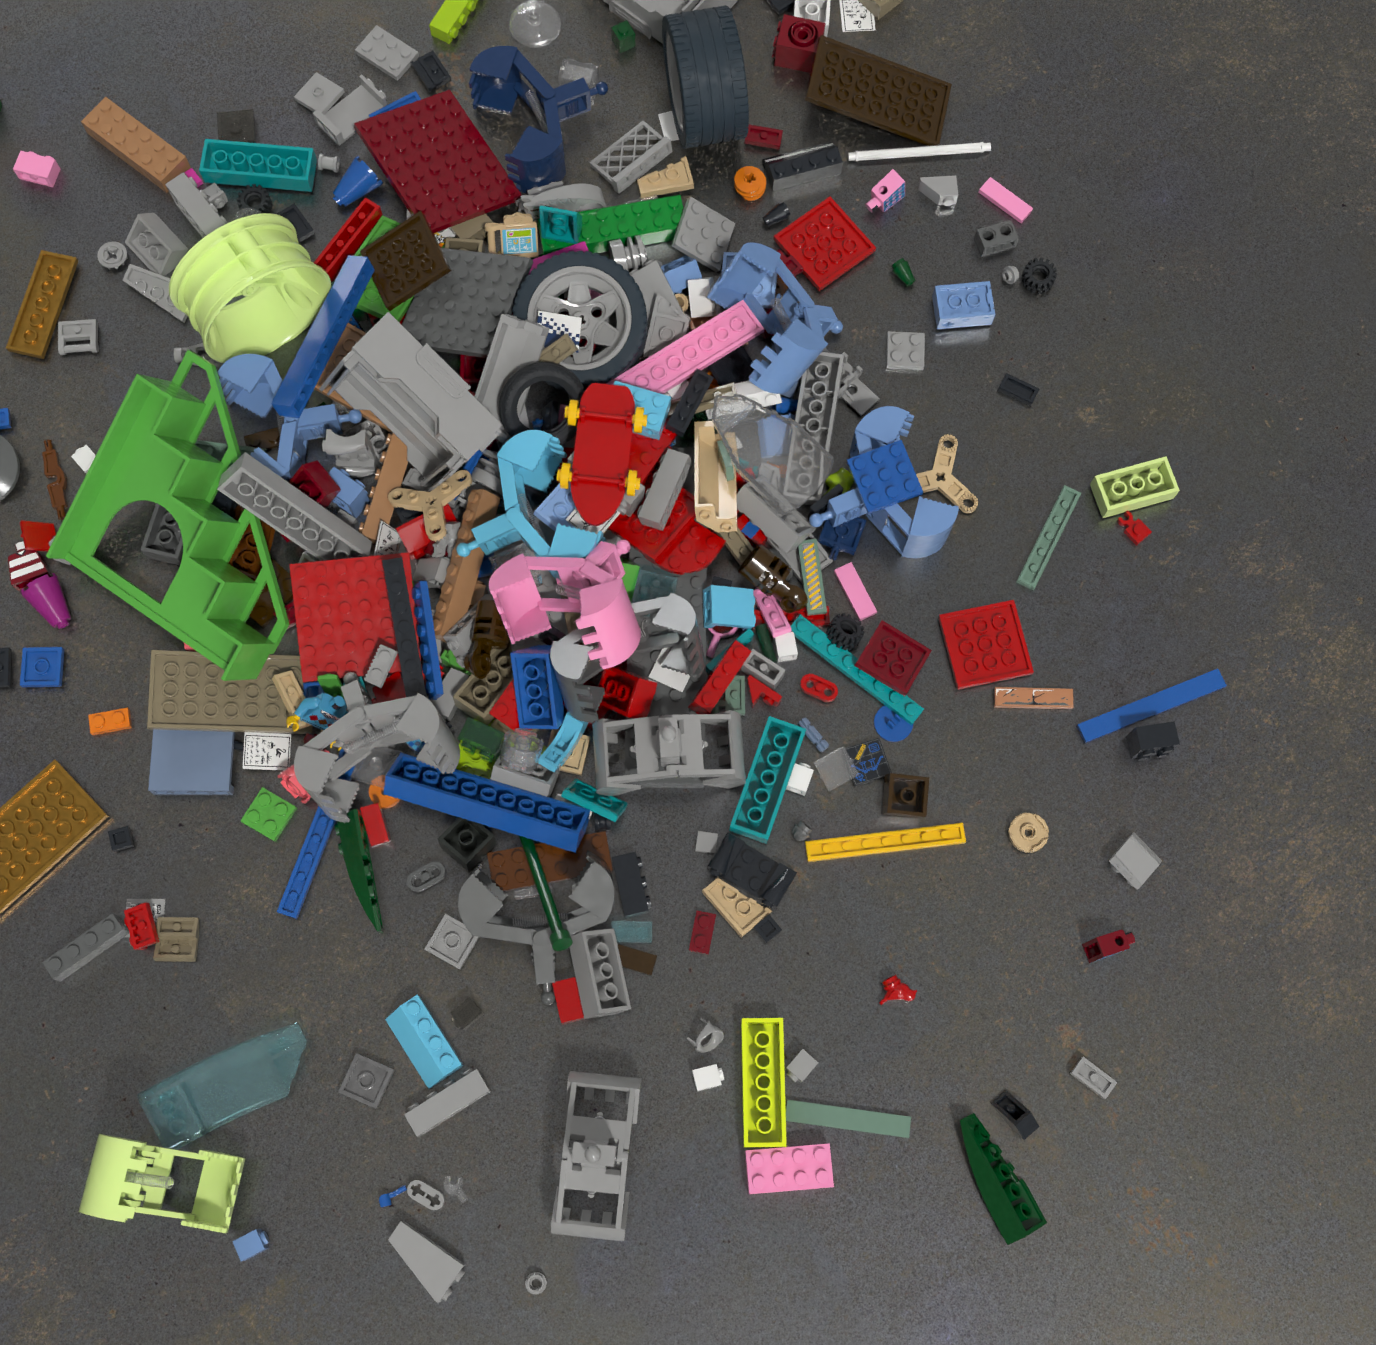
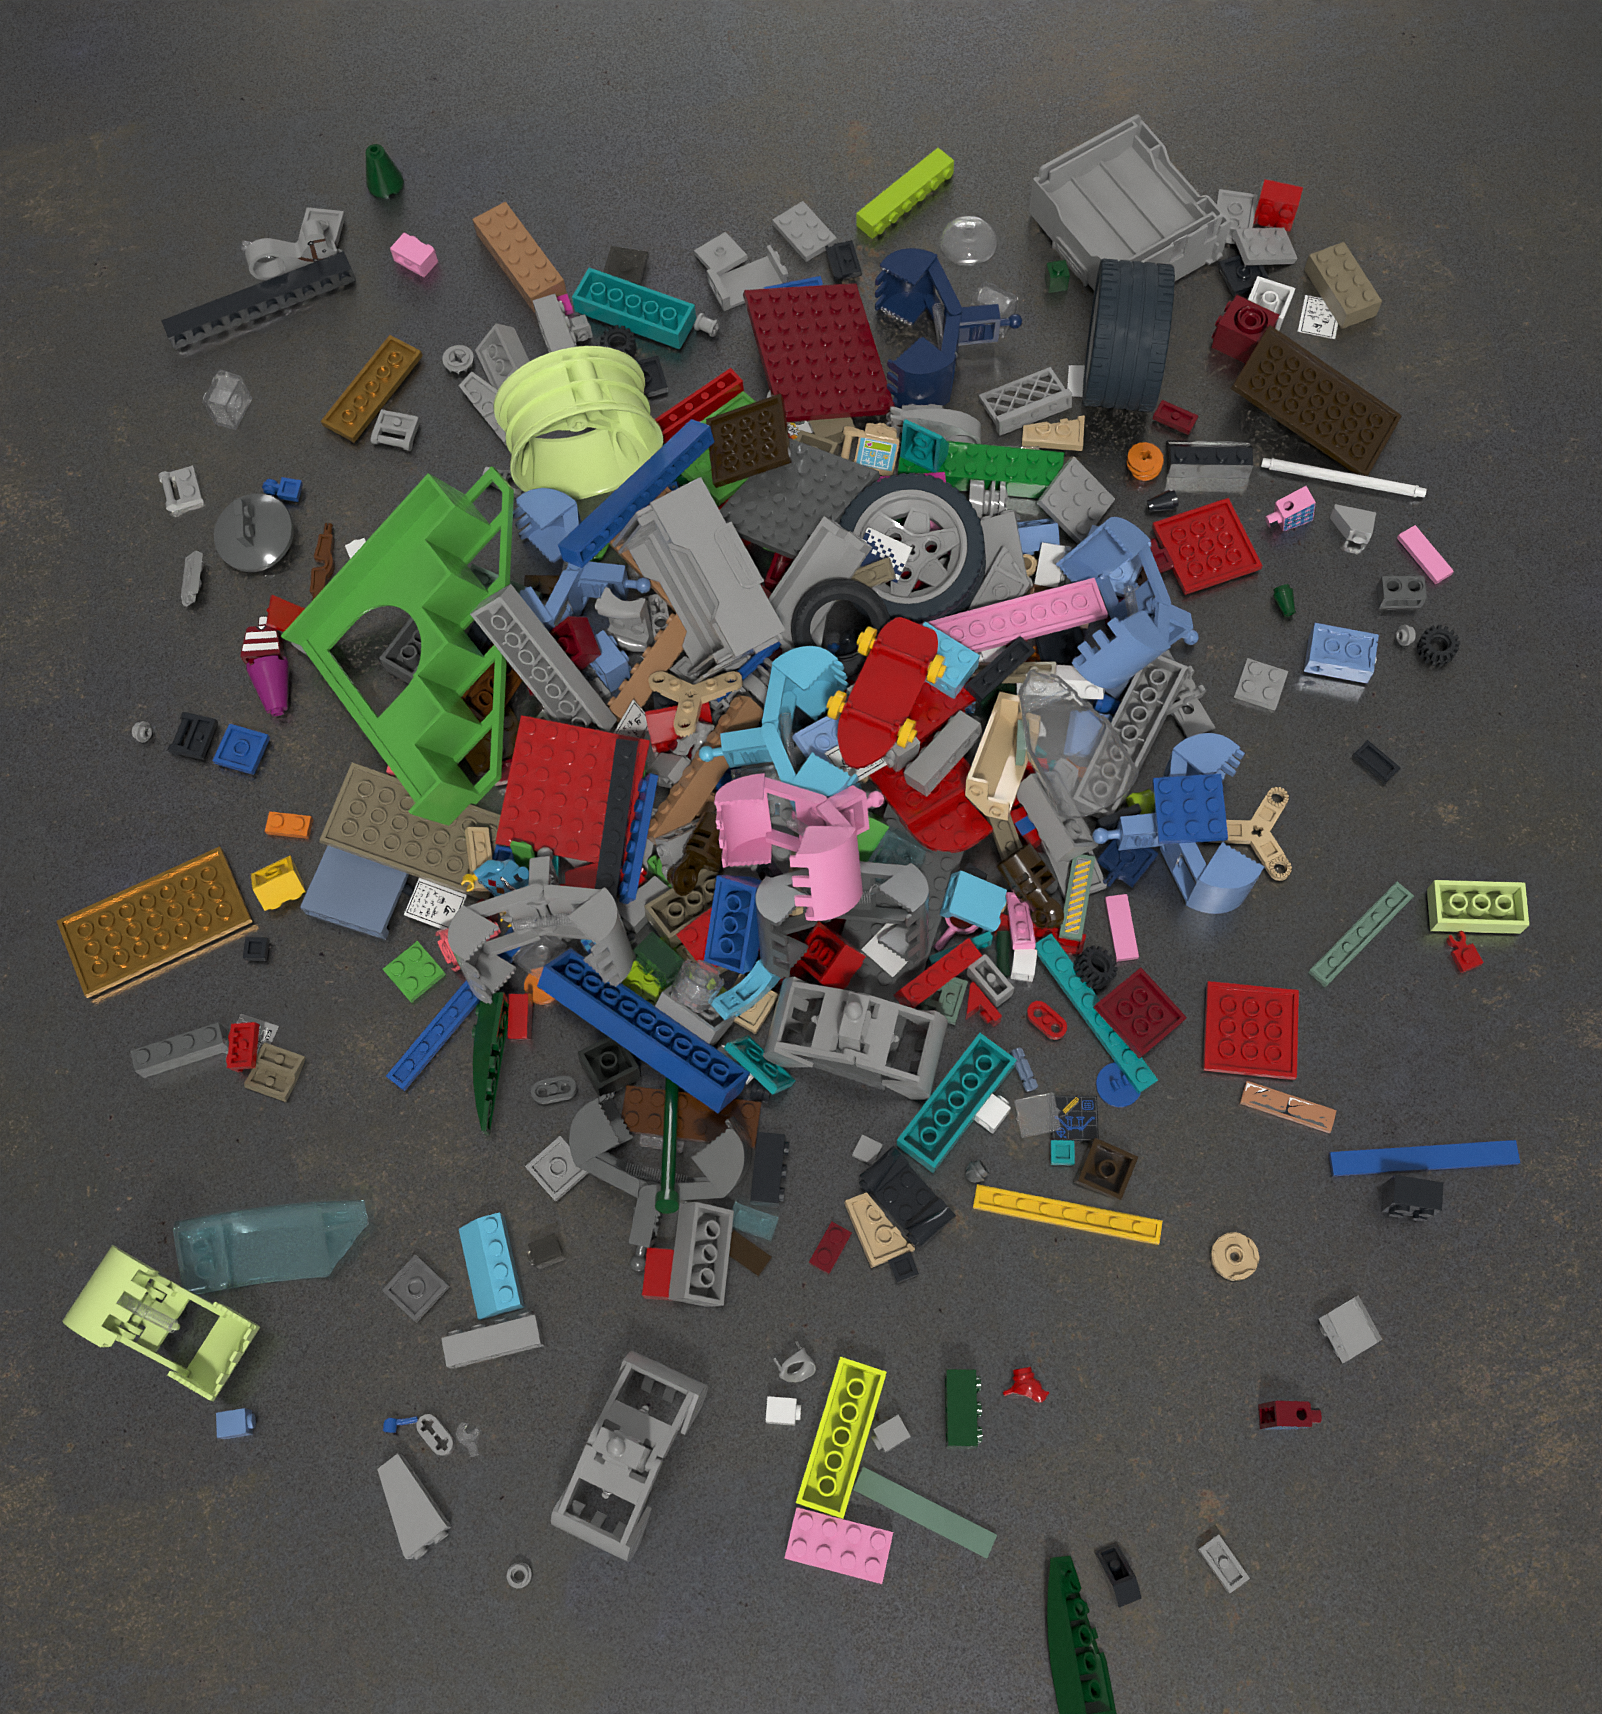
camera: 25 degrees right, 5 degrees down
(119, 775) = (277, 883): none -> yellow slope
(355, 183) = (727, 351): blue cone -> none
(381, 666) = (580, 850): light grey brick -> none
(852, 1027) = (962, 1409): none -> dark green brick
(866, 793) = (1062, 1152): none -> teal plate

